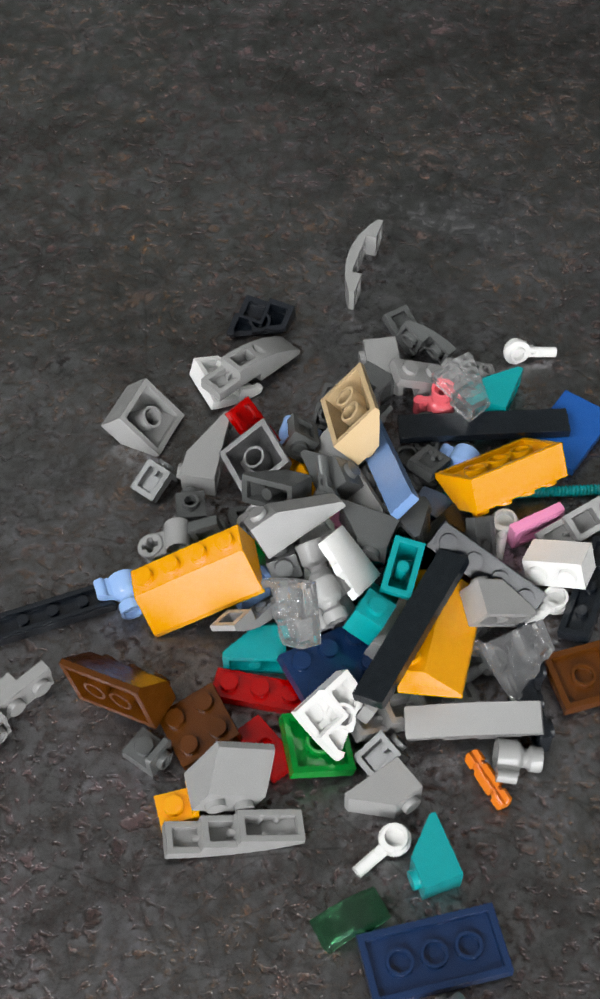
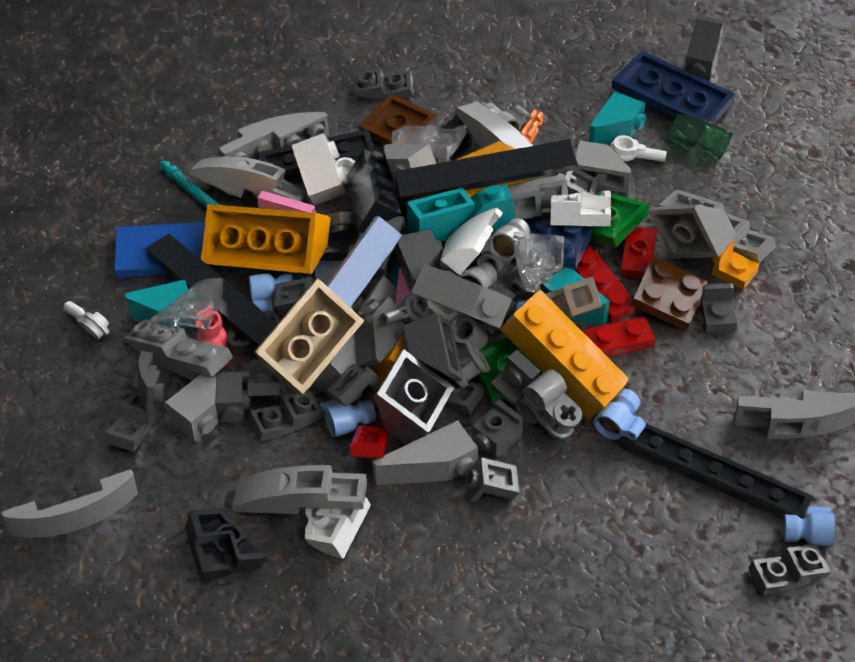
camera: 130 degrees left, 5 degrees down
(119, 687) = (702, 339): reddish brown slope -> none
(143, 418) = (439, 542): light grey slope -> none
(198, 655) = (622, 336): none -> red plate

